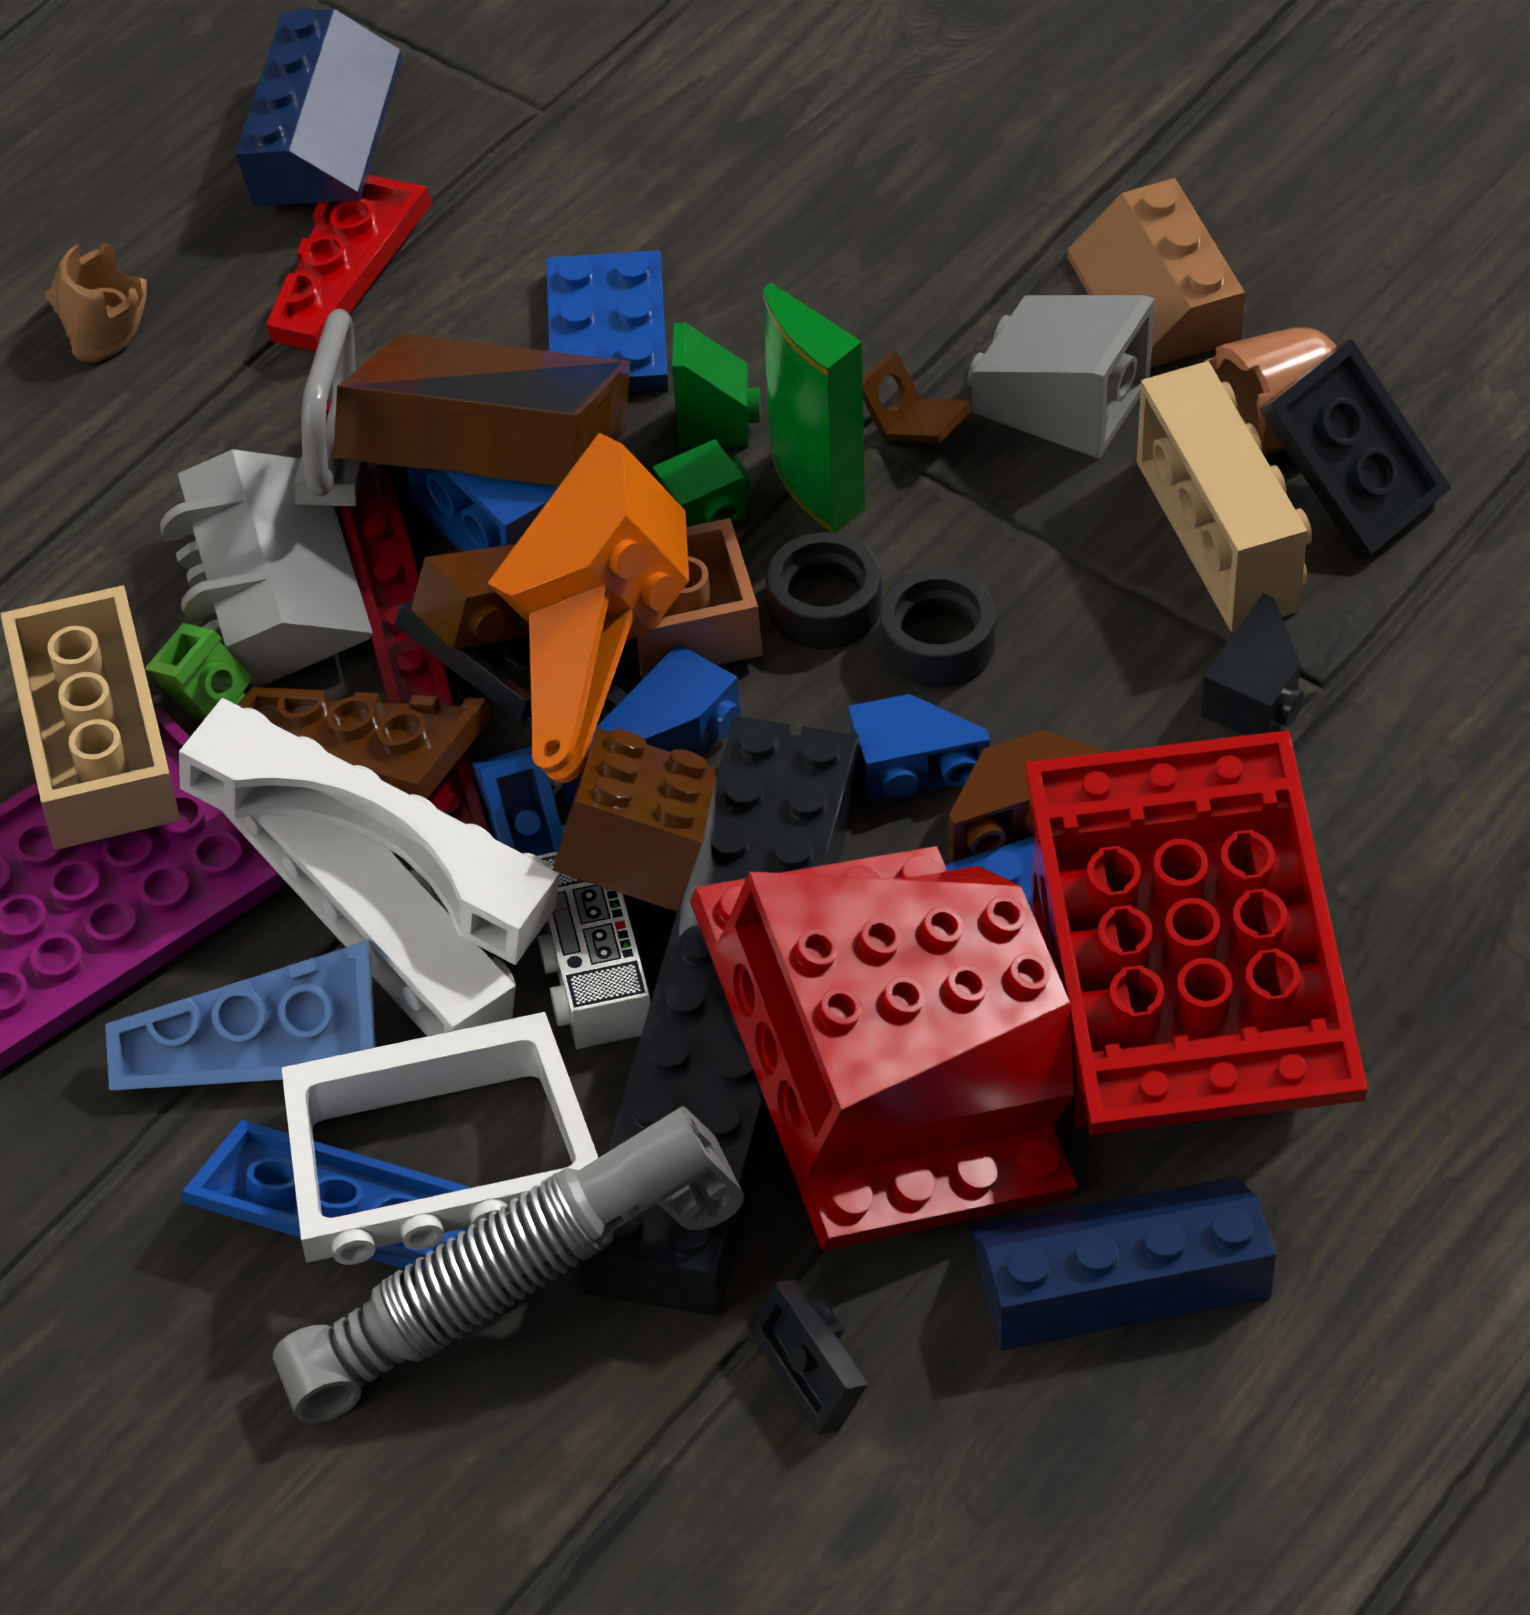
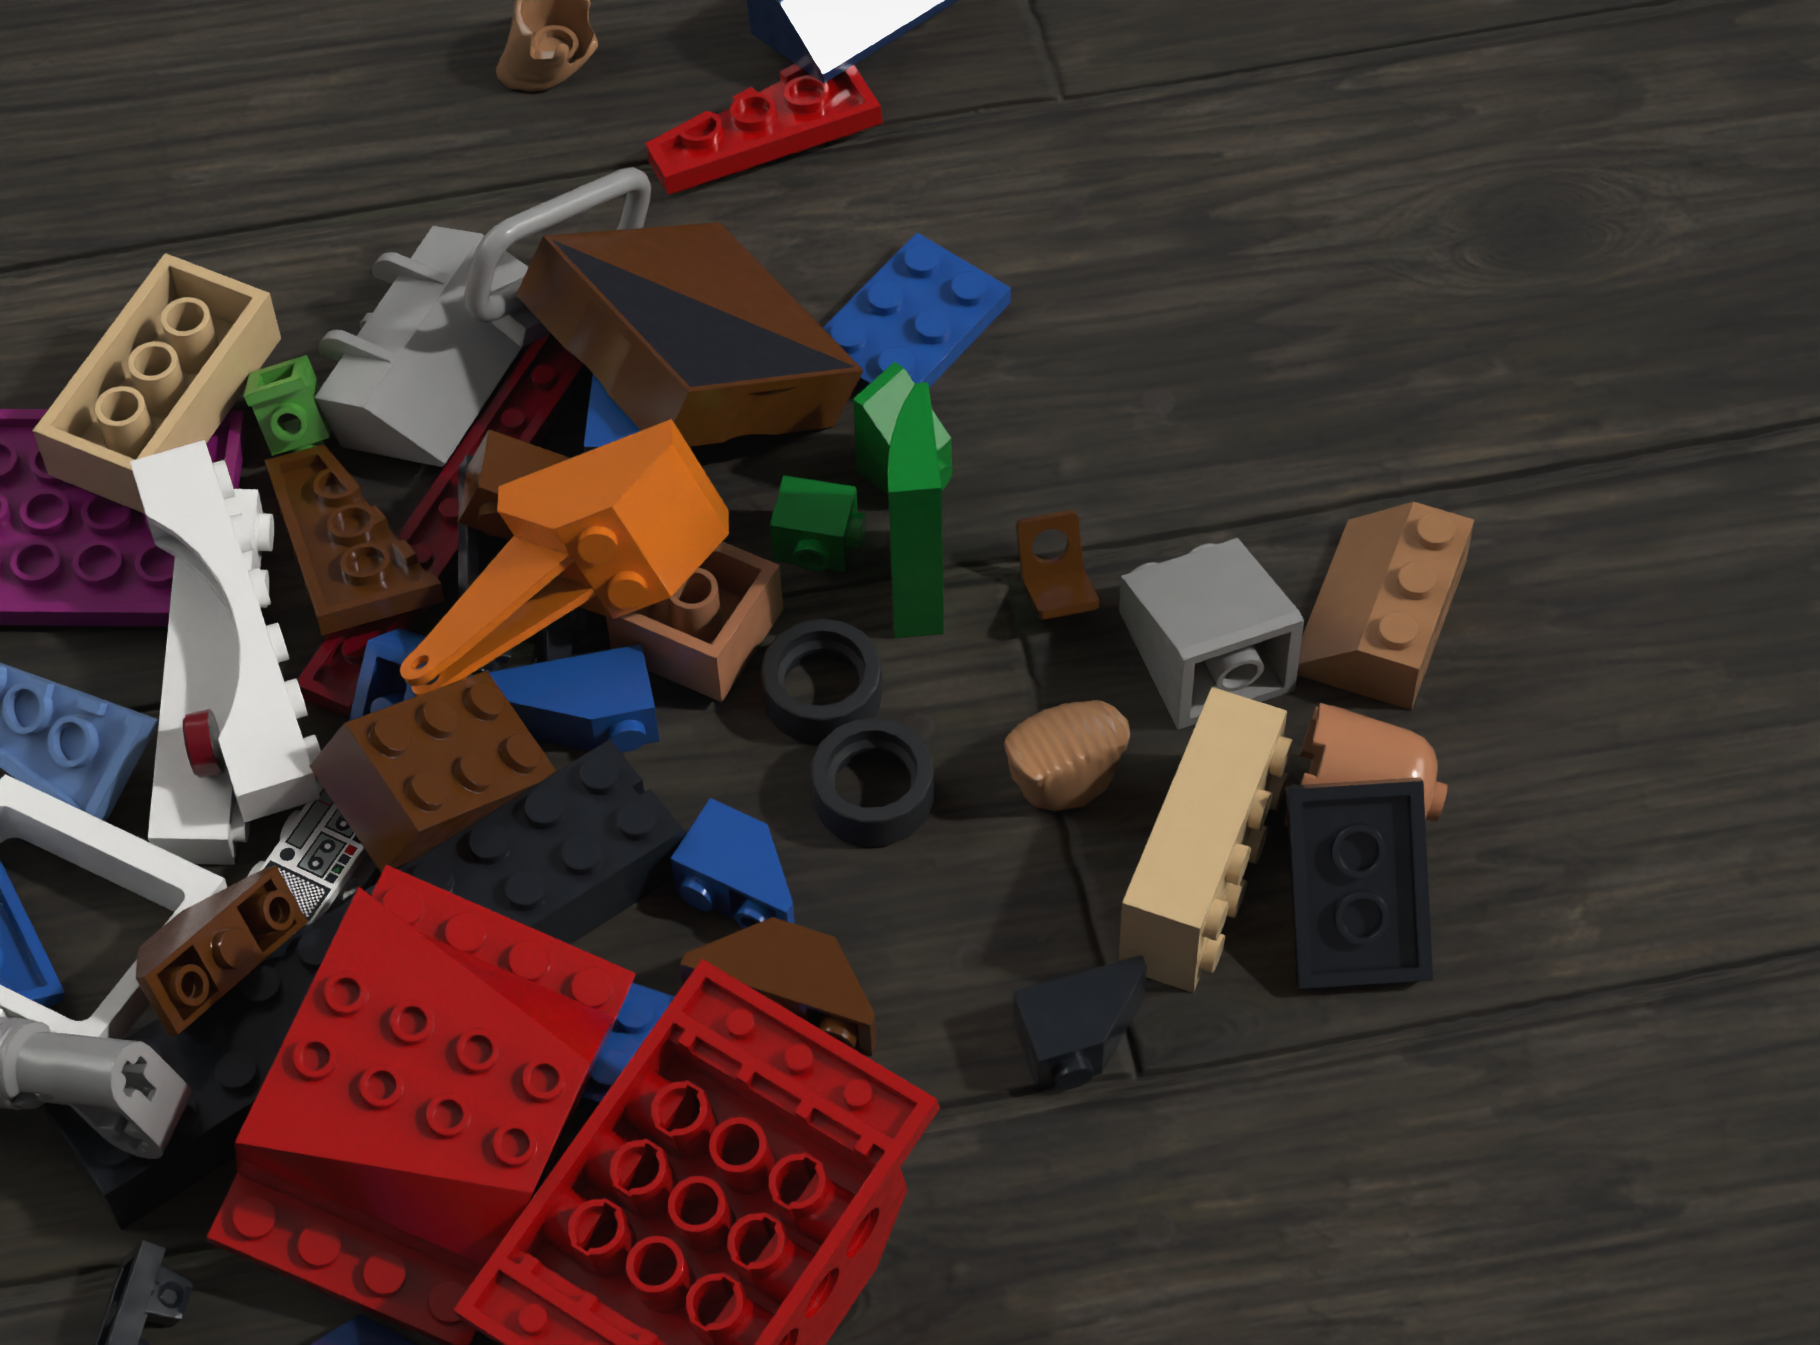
camera: 40 degrees right, 5 degrees up
(438, 921) = (202, 743): none -> dark red tile
(610, 1047) = (215, 946): none -> reddish brown slope
(1058, 510) = (1067, 753): none -> medium nougat hair

